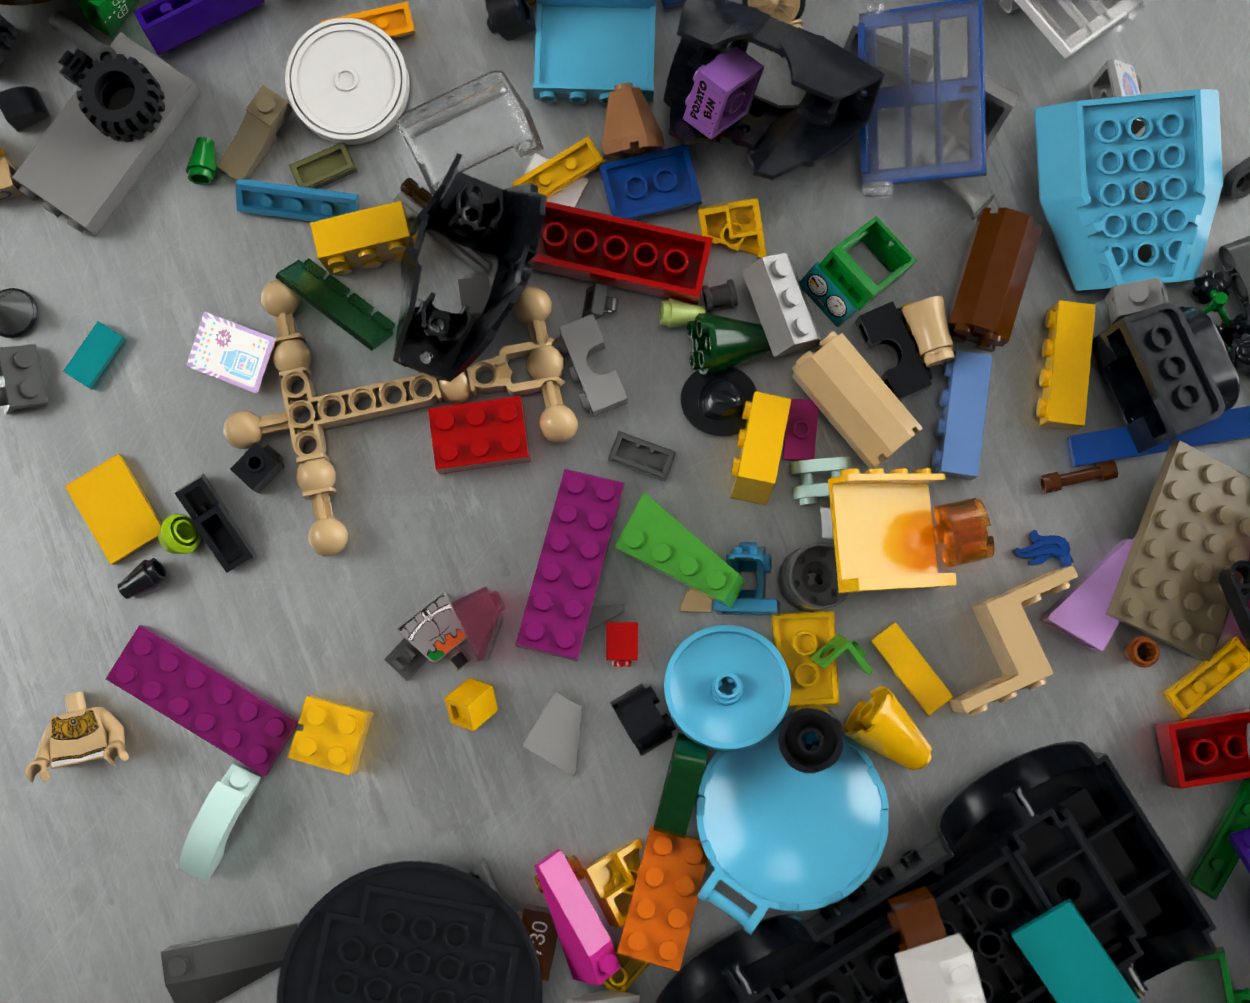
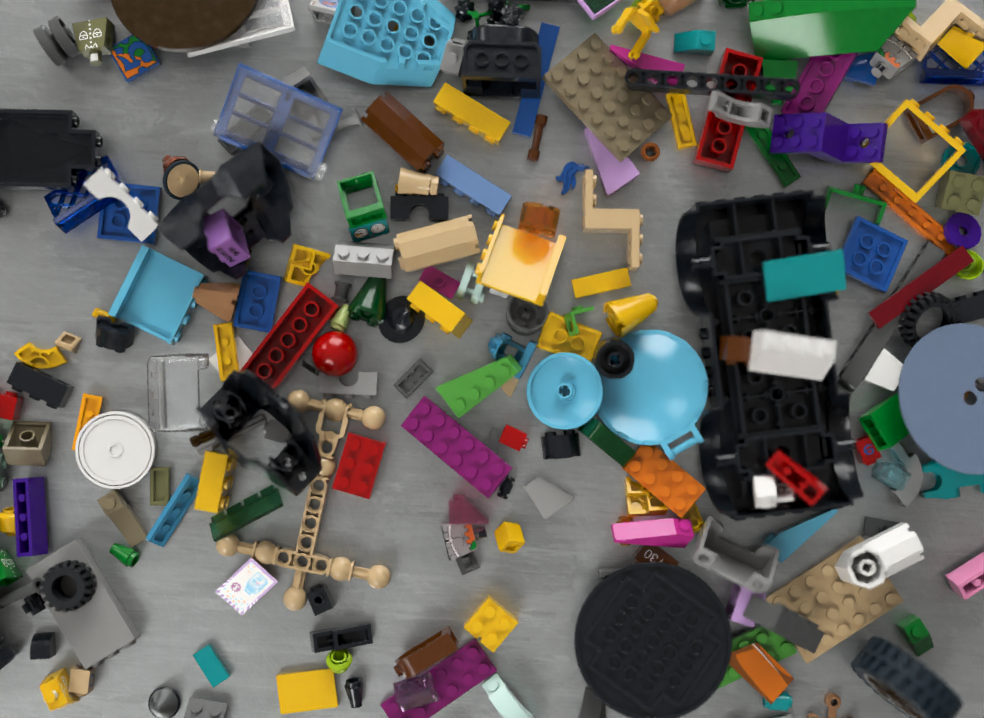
camera: 65 degrees left, 5 degrees up
(179, 668) = (416, 691): none -> clear purple brick
(244, 659) = (426, 653): none -> reddish brown window
(543, 665) = (506, 487): none -> black piece
(626, 325) = (335, 353): none -> red piece

